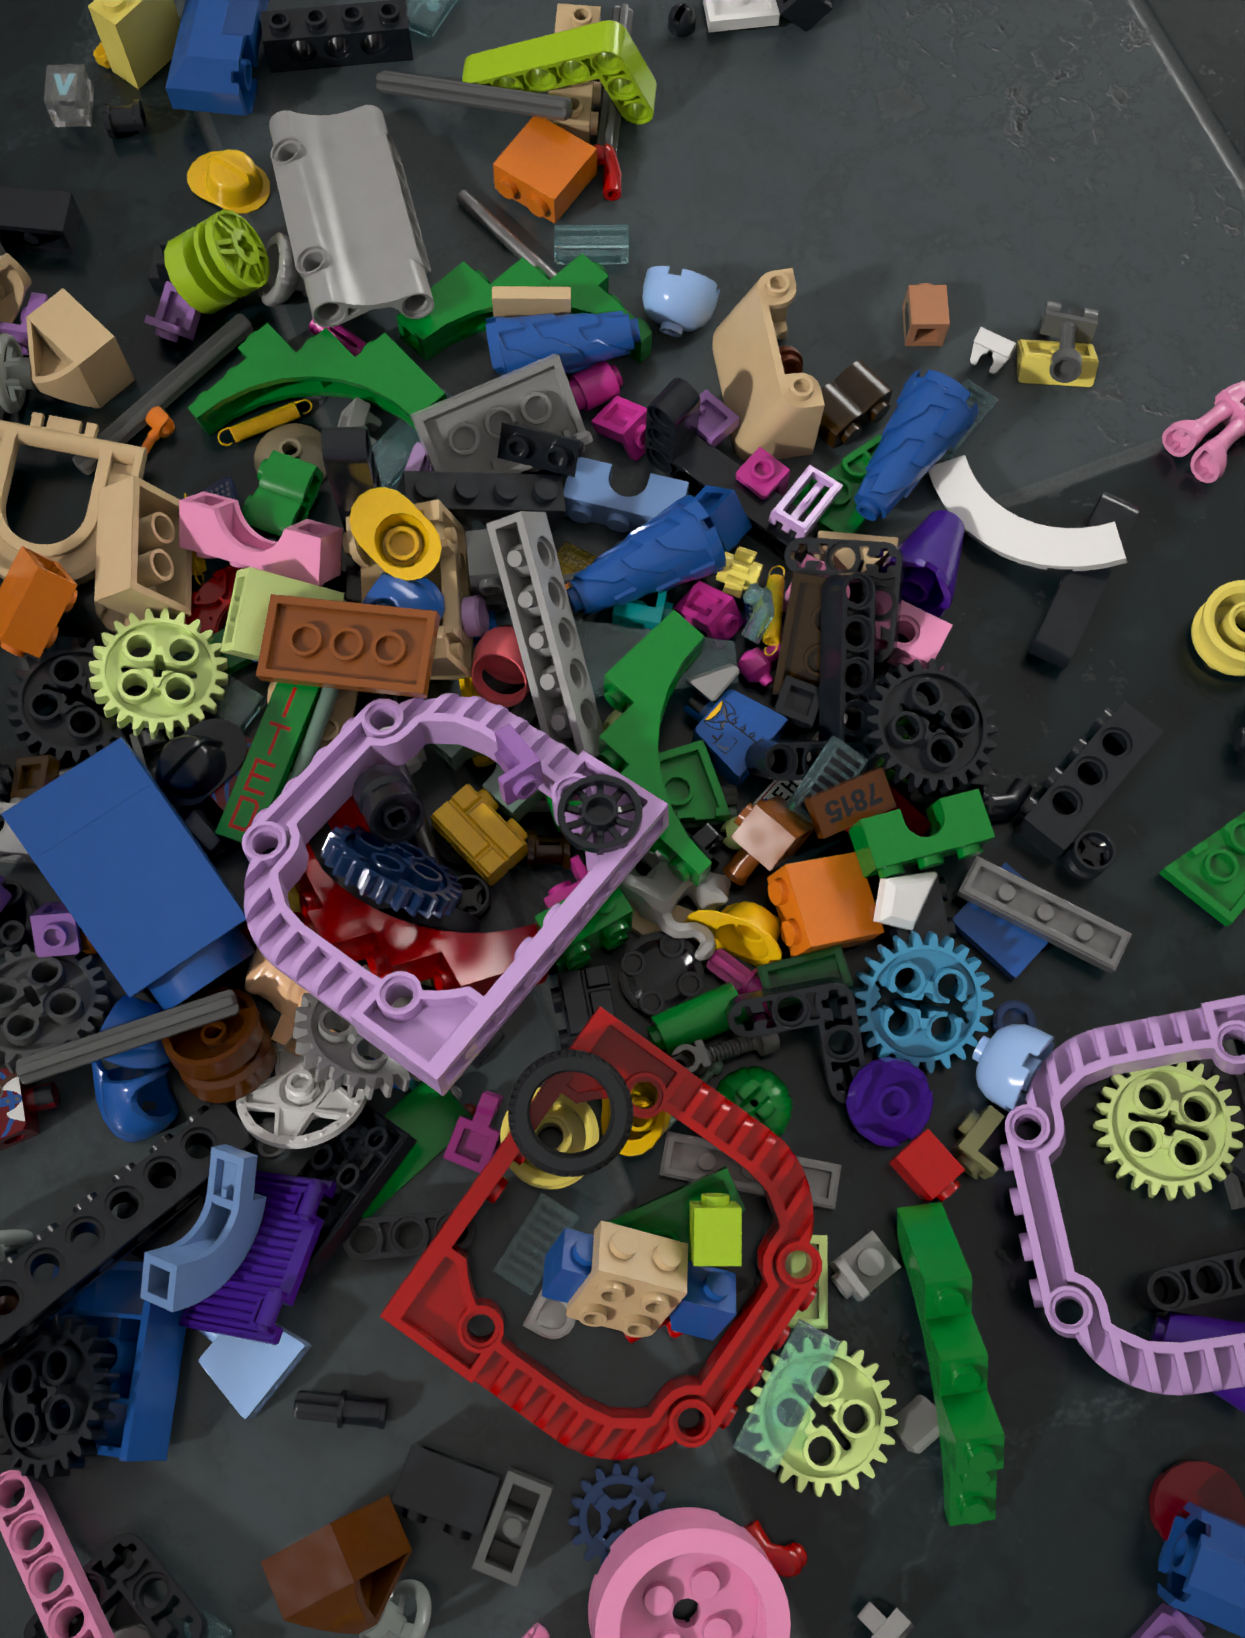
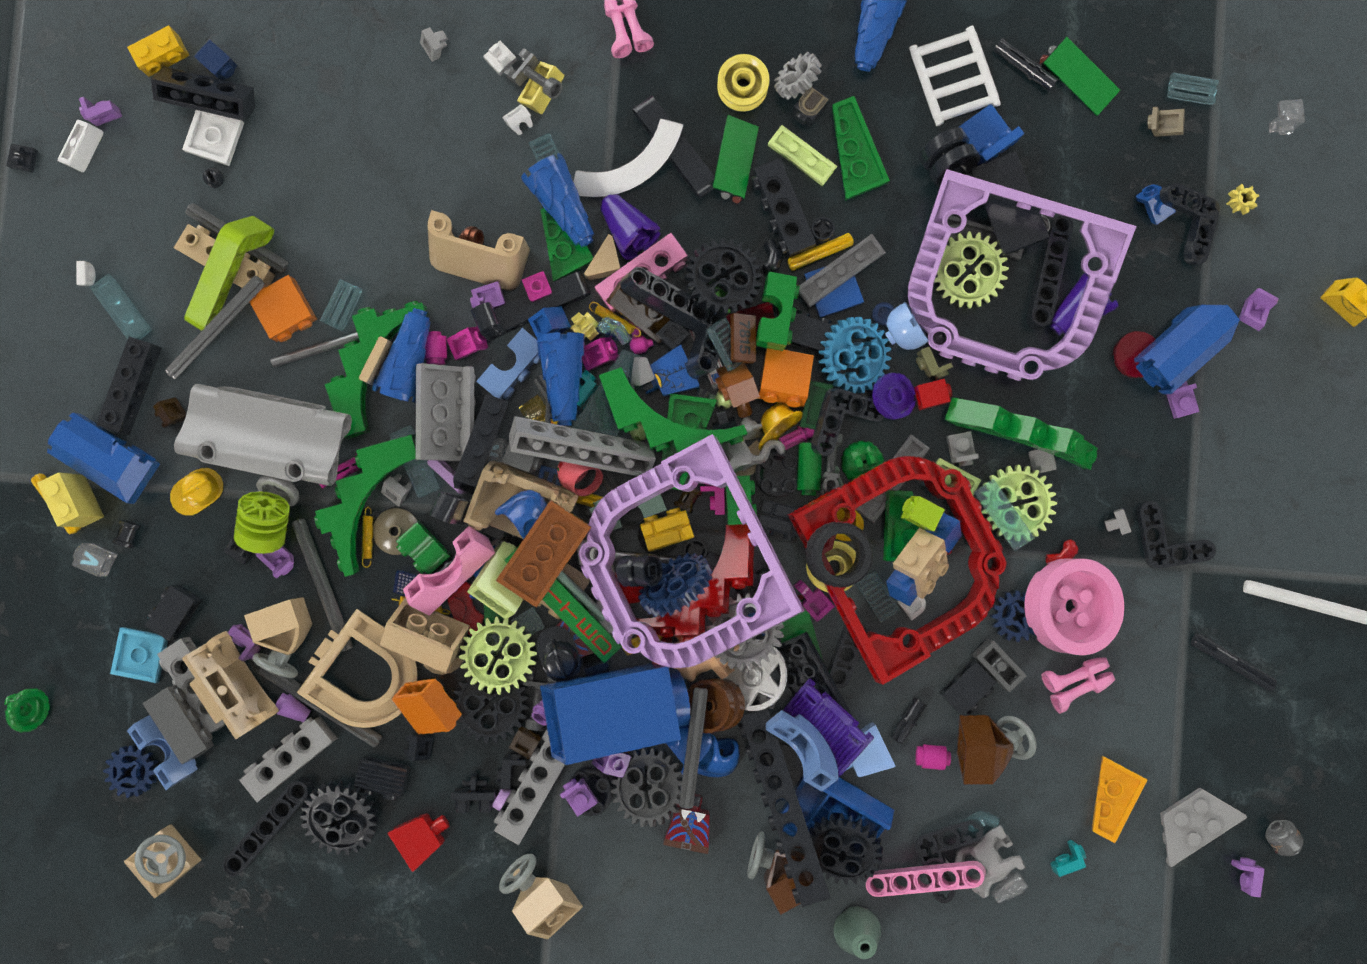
camera: 60 degrees left, 15 degrees up
(161, 426) = (342, 594): orange hand -> none
(293, 1486) = (933, 757): none -> dark pink brick
(325, 96) = (169, 411): none -> dark brown tile
(395, 533) = (492, 501): yellow piece -> none
(474, 616) = (545, 478): lavender tile -> none
(520, 764) = (653, 497): medium lavender bracket -> none
(539, 448) = (474, 391): black hinge -> none
(599, 814) = (702, 470): black wheel -> none
(611, 172) = (299, 270): red arm -> none
(678, 301) = (407, 277): light blue cylinder -> none
(792, 521) = (573, 286): lavender tile -> none
(851, 403) = (513, 215): dark brown brick -> none
(888, 582) = (630, 262): black beam -> none
(902, 899) = (803, 338): white piece -> none
(925, 315) = (479, 143): nougat brick -> none
(1031, 196) = (433, 43): none -> light grey tile
(1054, 871) = (820, 251): none -> yellow axle
(1065, 288) = (500, 57): none -> white tile
(1120, 672) = (735, 159): none -> green piece
(1186, 773) = (802, 155): none -> yellowish green tile

